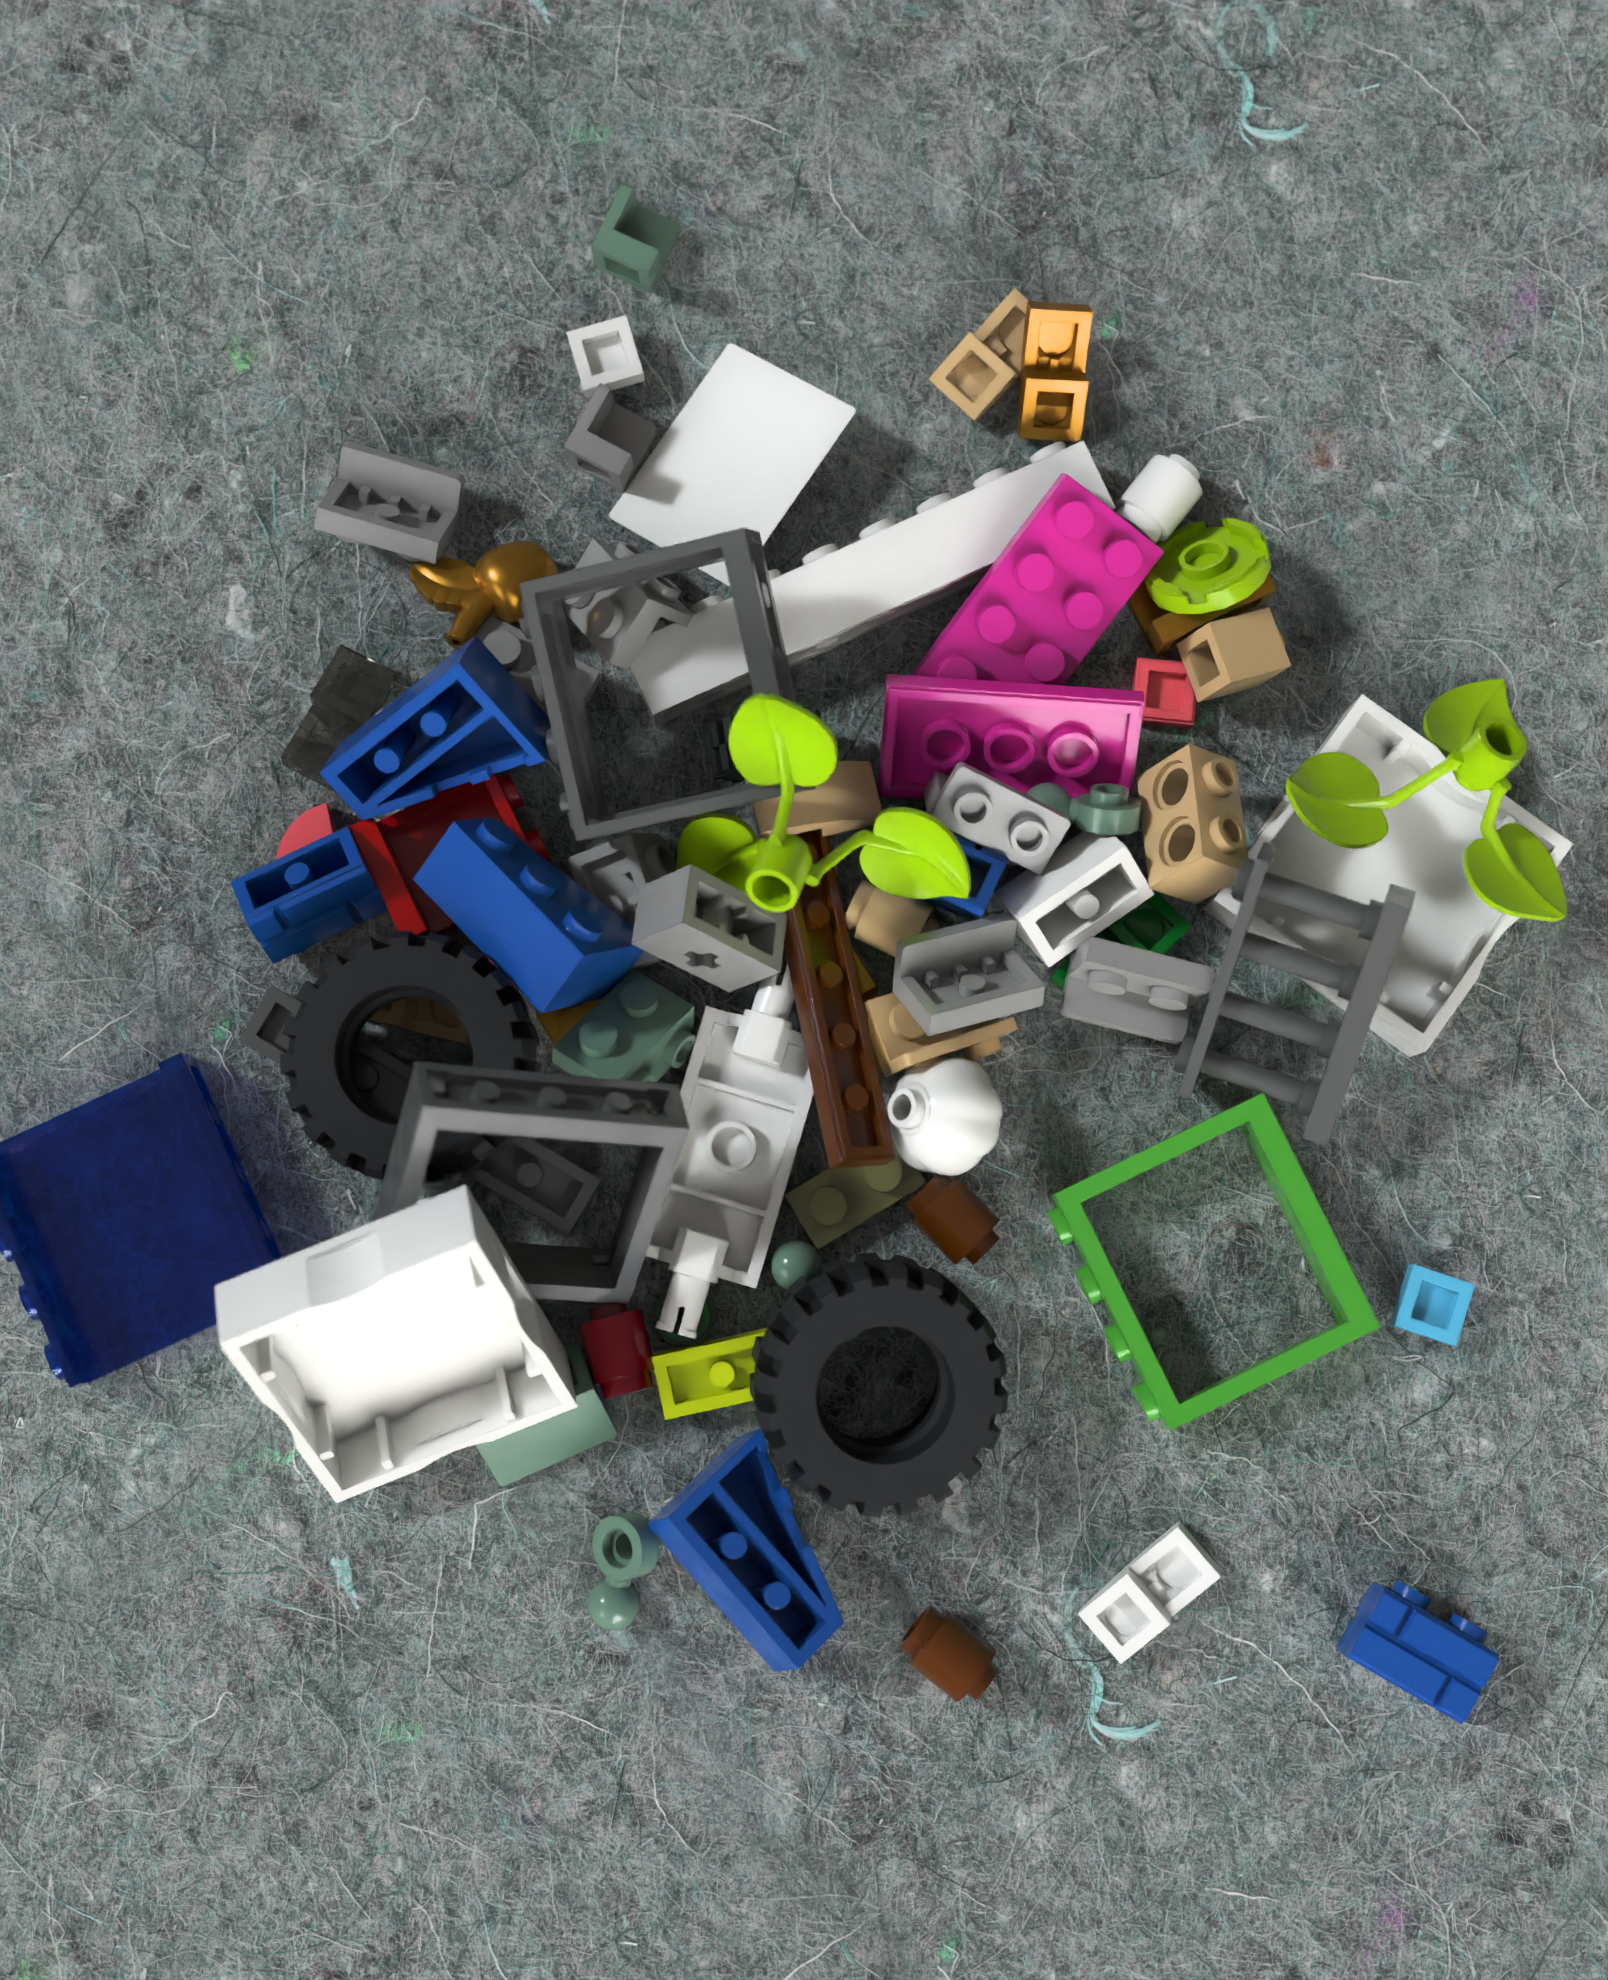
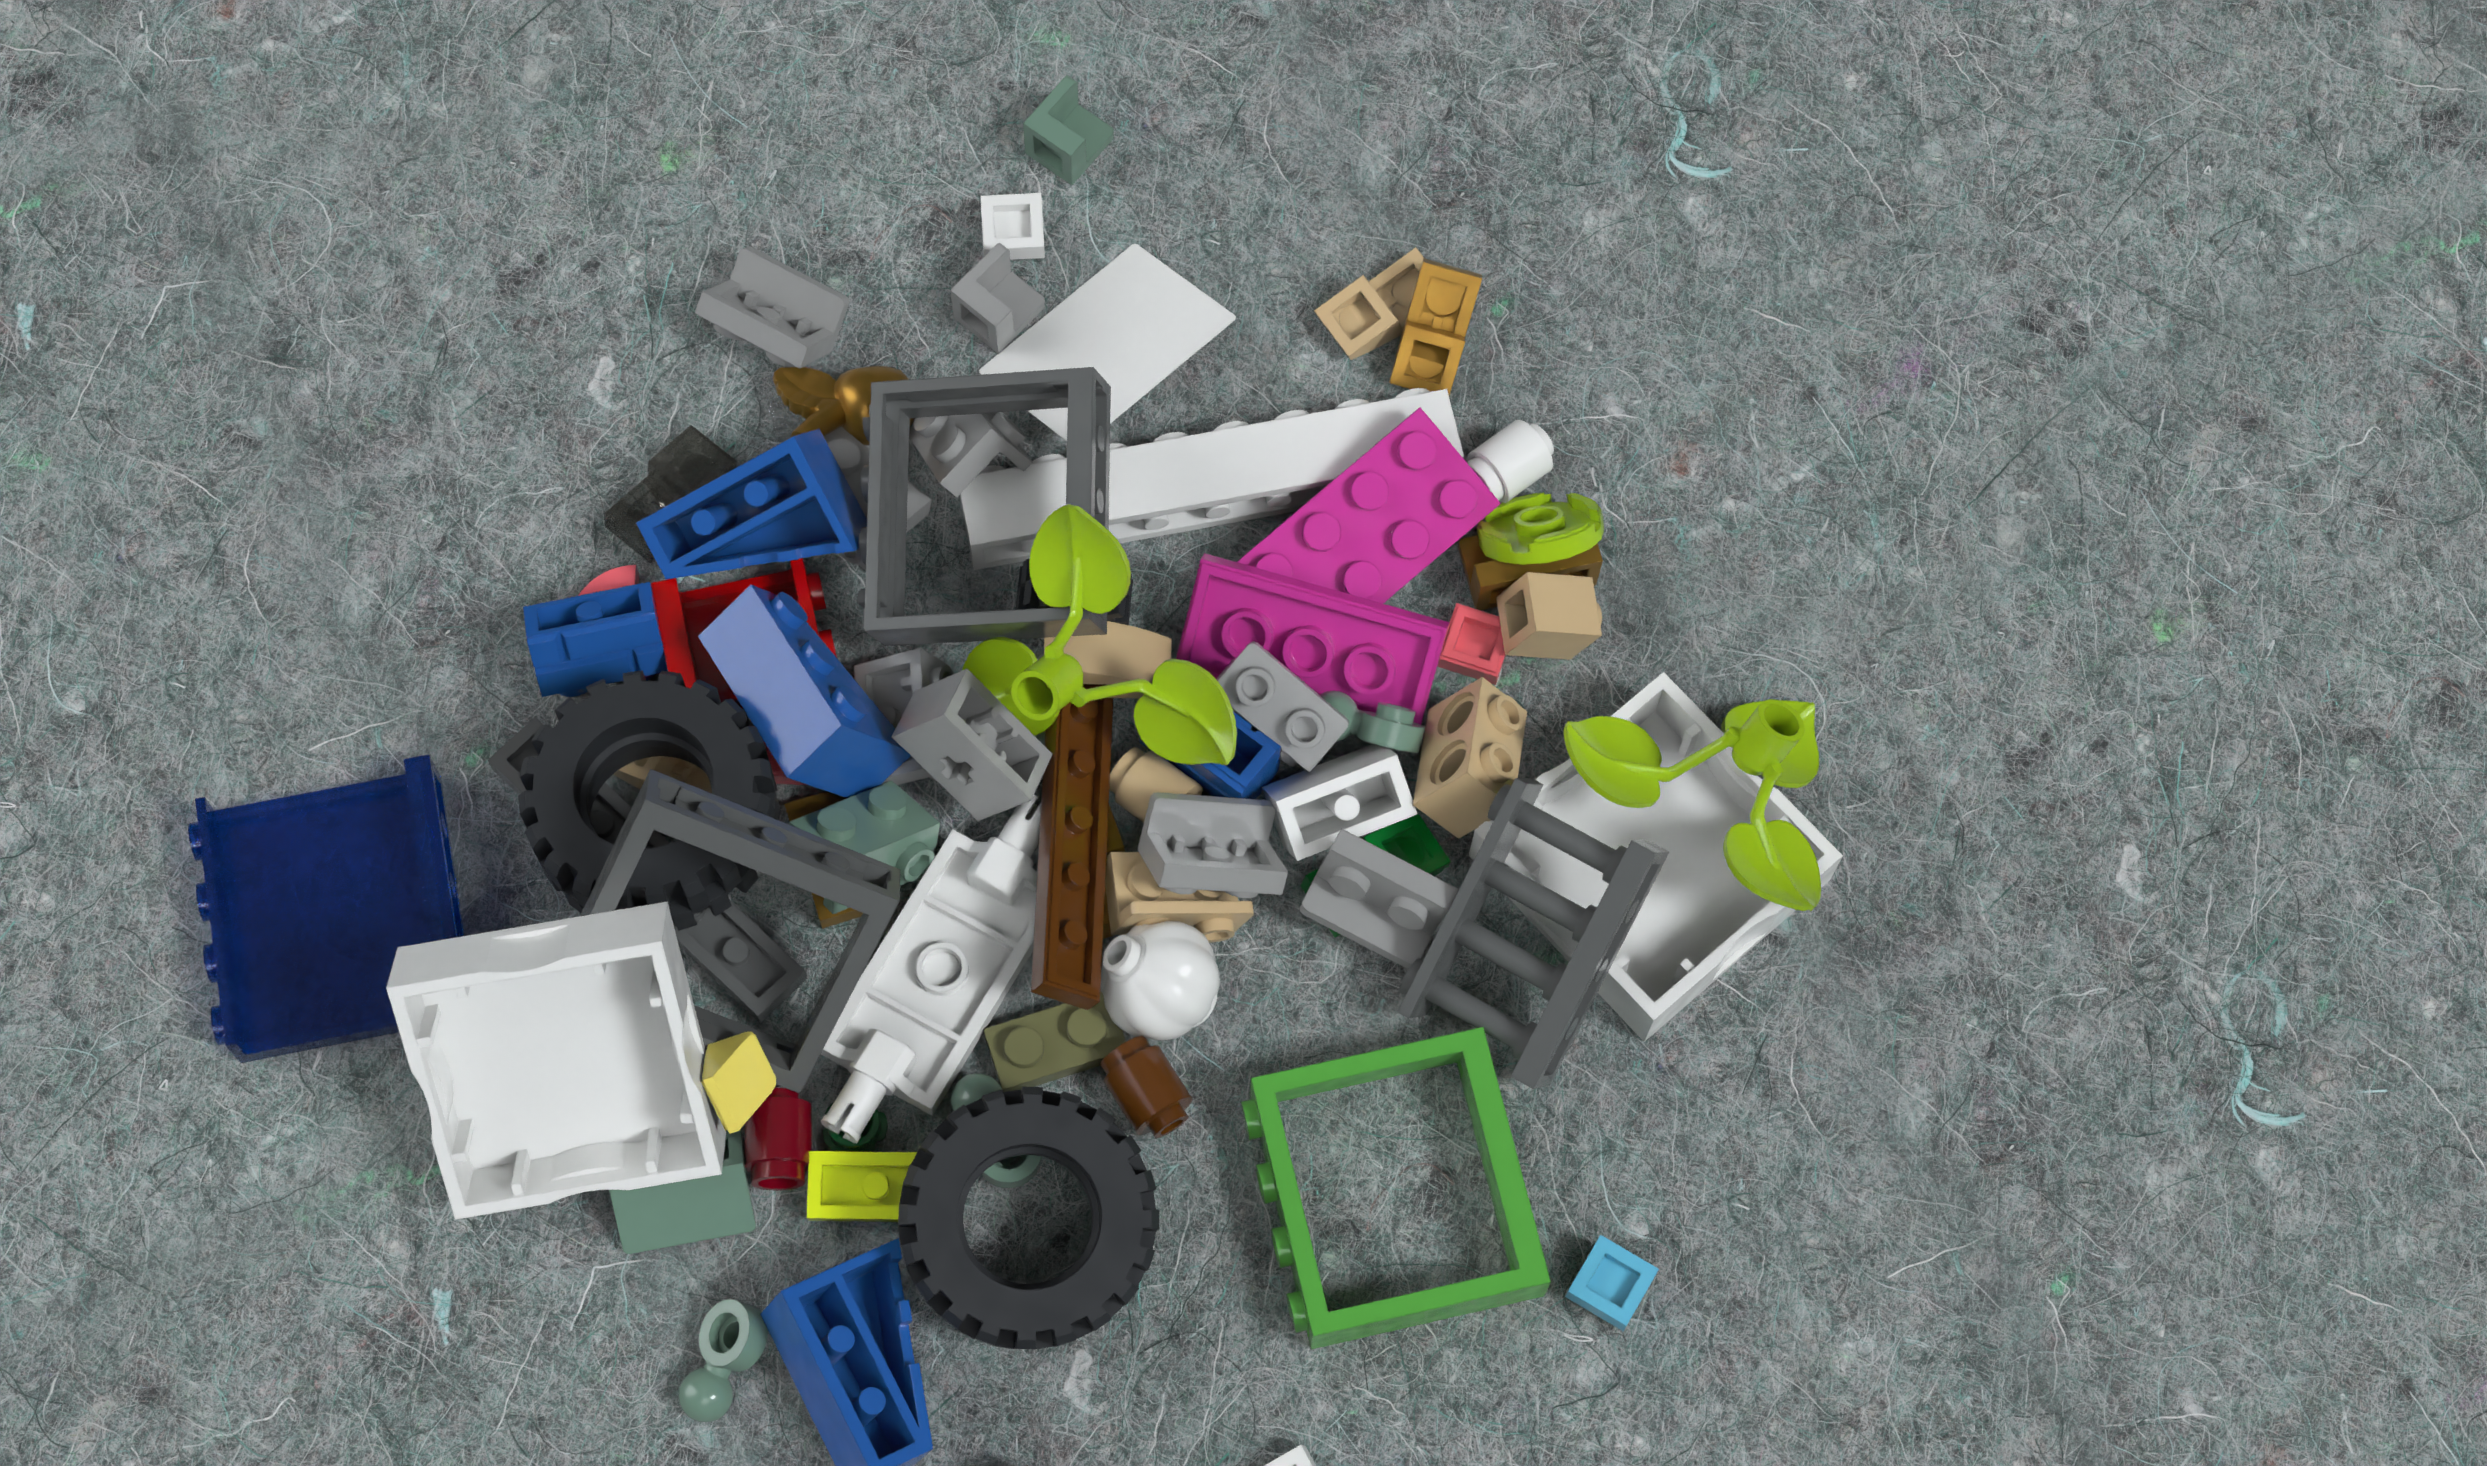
camera: 10 degrees right, 15 degrees down
(568, 1315) = (737, 1078): none -> light yellow slope

